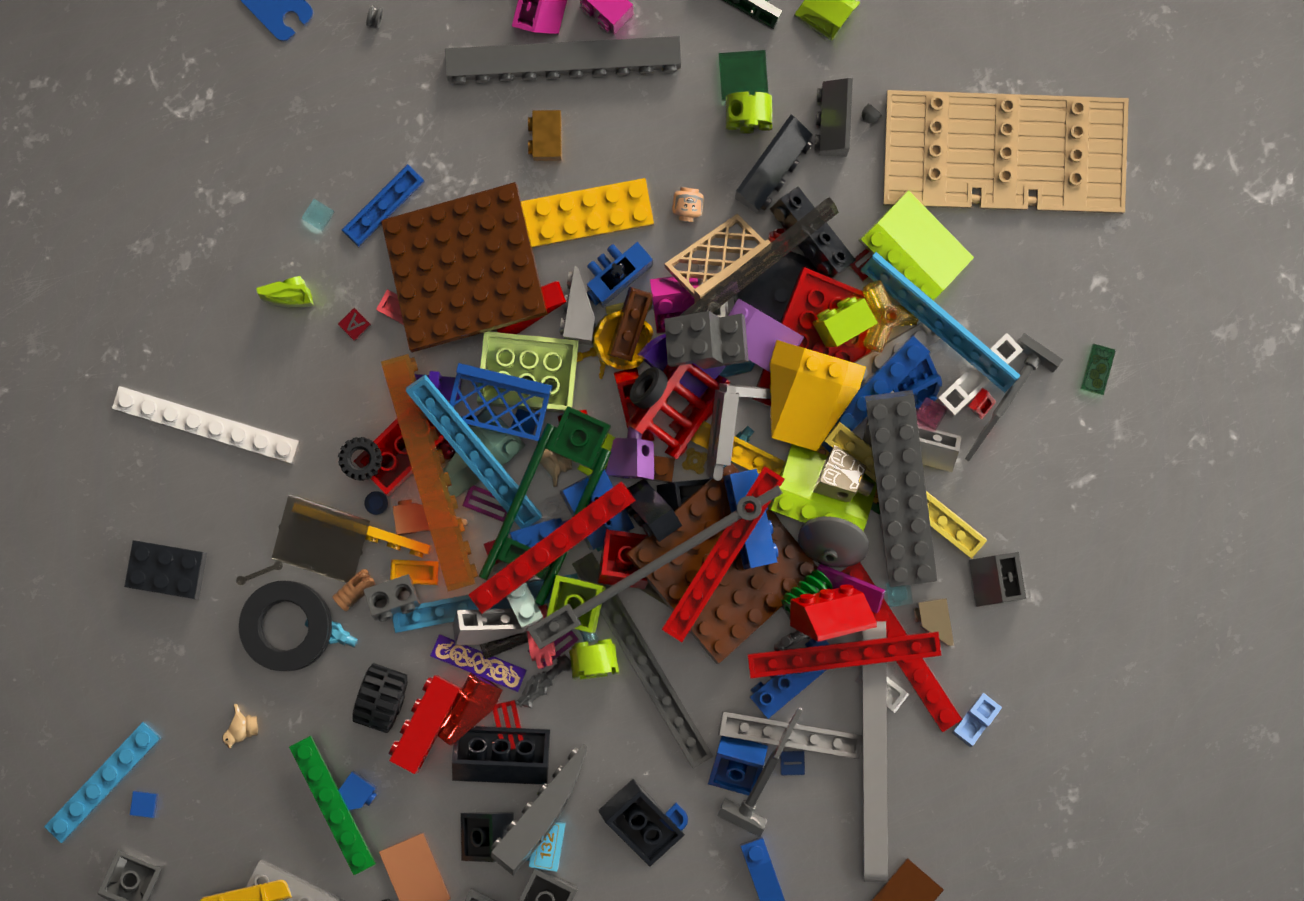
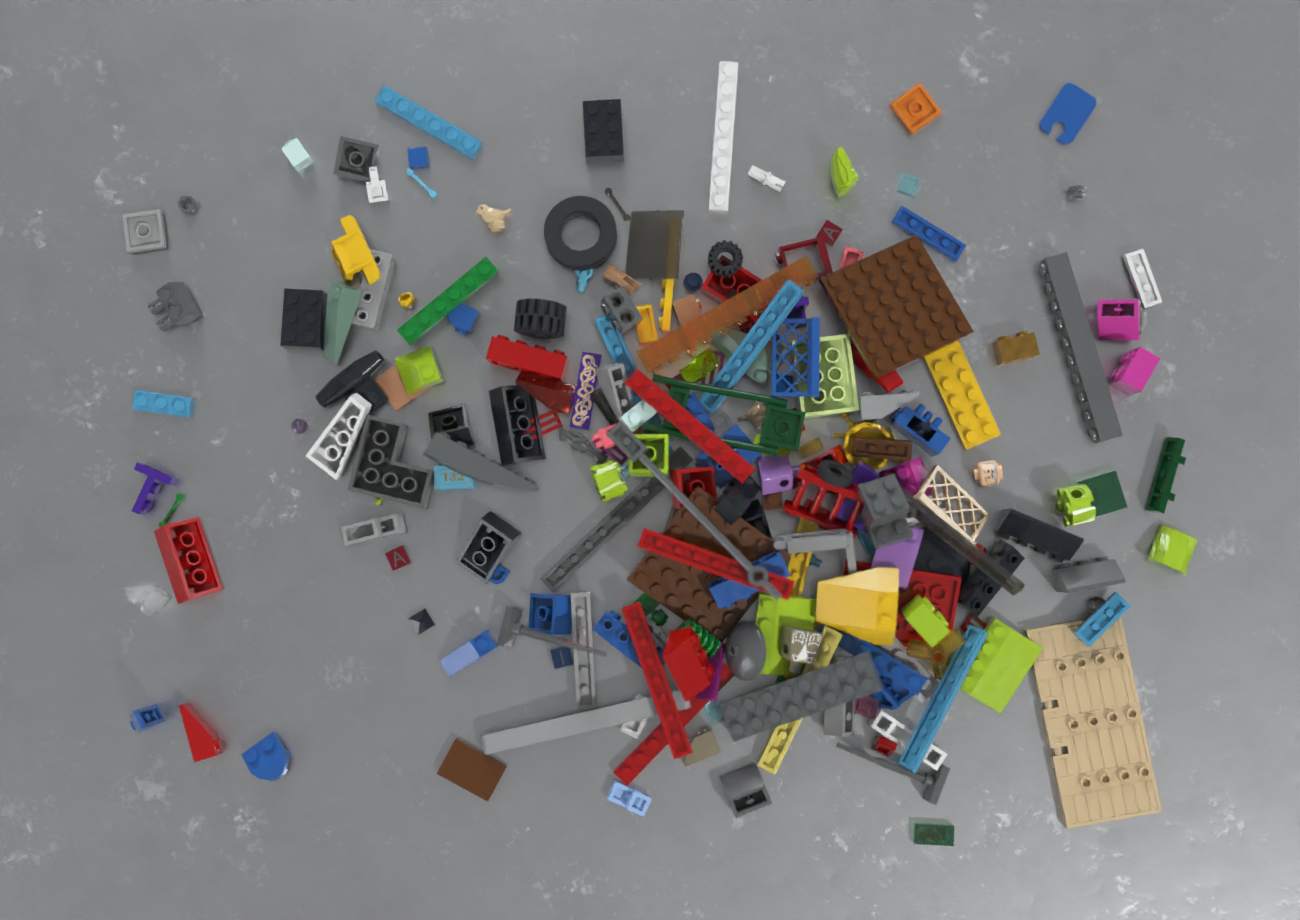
camera: 75 degrees right, 0 degrees up
(171, 863) = (376, 188): none -> white plate
(191, 797) = (432, 193): none -> medium azure hinge
(226, 185) = (915, 109): none -> orange tile
(270, 385) = (766, 178): none -> white axle
(317, 856) = (406, 300): none -> yellow hinge
(376, 339) = (821, 249): none -> dark red window
(407, 859) = (419, 370): none -> lime slope
(483, 517) = (701, 367): none -> clear neon green slope
(610, 409) = (809, 448): none -> clear yellow piece
(689, 464) = (779, 526): clear yellow plate -> none
(754, 644) = (649, 605): none -> green plate
(889, 114) = (1101, 619): none -> dark azure plate

